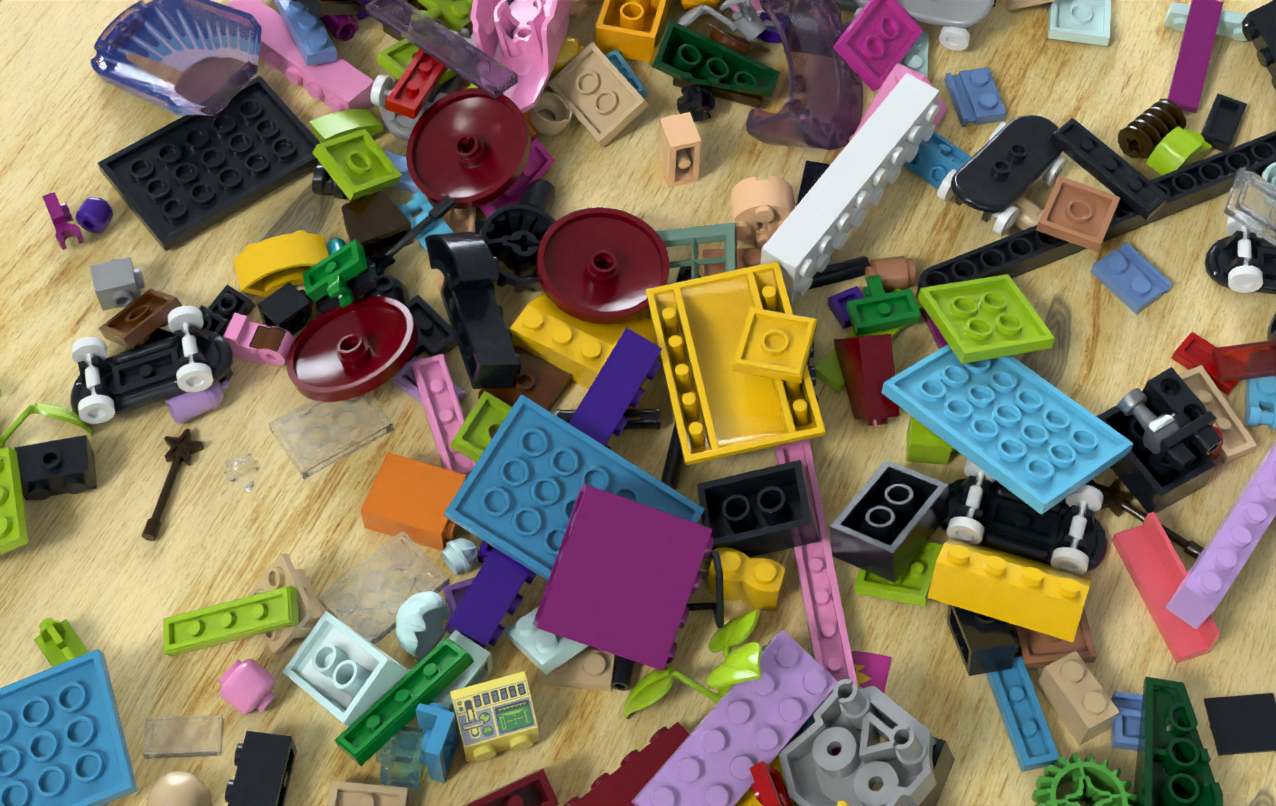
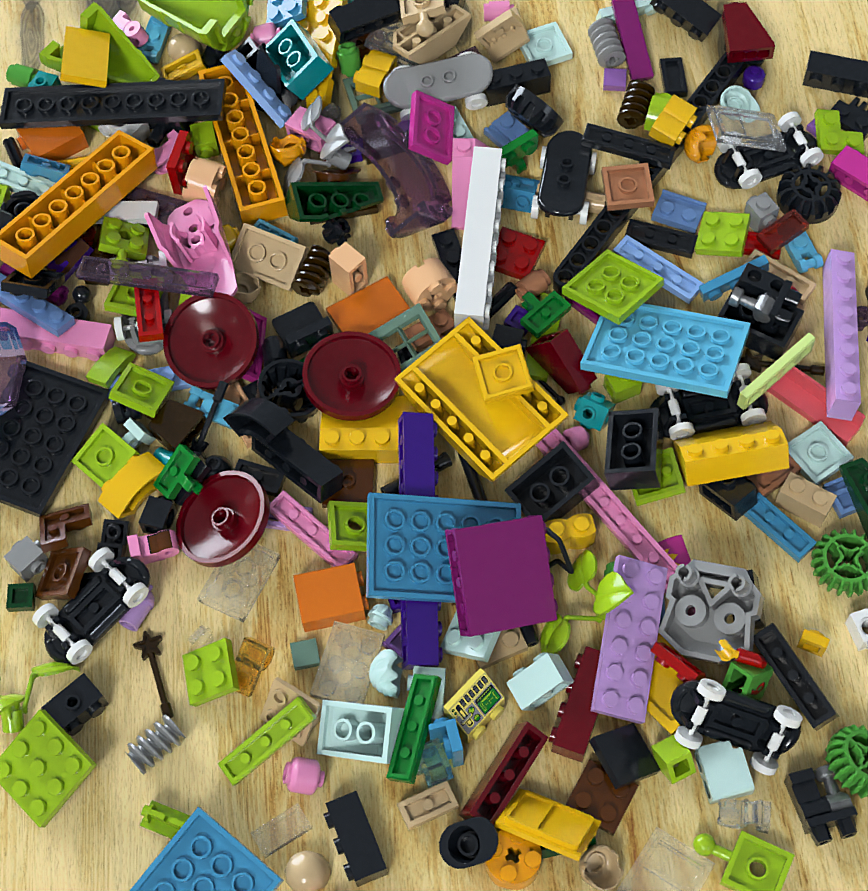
camera: 25 degrees left, 5 degrees up
(82, 320) = (21, 597): none -> dark green plate
(108, 558) = (154, 744): none -> light grey piece
(169, 264) = (56, 525): none -> reddish brown plate
(224, 511) = (210, 672): none -> lime plate
(273, 213) = (103, 455): none -> lime plate
(277, 522) = (250, 662): none -> clear yellow plate
(325, 212) = (137, 434): none -> light aqua tile
(346, 551) = (305, 654): none -> sand green tile
(367, 40) = (81, 295): none -> black plate
(585, 187) = (302, 328): none -> black bracket
(593, 732) = (539, 681): none -> light aqua brick
(635, 135) = (312, 272): none -> dark brown piece
(678, 203) = (368, 308): none -> orange tile
(828, 320) = (509, 336): none -> black brick
(831, 474) = (577, 437): none -> bright pink piece
(841, 421) = (559, 399): none -> black hinge
(868, 450) = (593, 410): none -> teal brick
(895, 228) = (517, 253): none -> red plate
(966, 111) = (518, 148): none -> green plate
(1014, 77) = (533, 111): none -> black gear
(1019, 40) = (530, 75): none -> black brick
(1070, 343) = (675, 279): none -> light blue plate
(1088, 297) = (662, 238): none -> black tile
(1116, 384) = (715, 288): none -> dark azure plate
(1130, 517) = (776, 371): none -> yellowish green tile
(1130, 650) = (818, 453): none -> light aqua plate
(1145, 91) = (614, 79): none -> medium lavender tile
(1158, 45) = (606, 43): none -> light grey piece
(1170, 328) = (723, 234): none -> lime plate
(1183, 165) = (673, 121): none -> yellow brick
(1205, 209) = (700, 143): none -> light orange hair
(1236, 323) = (762, 211): none -> light grey brick

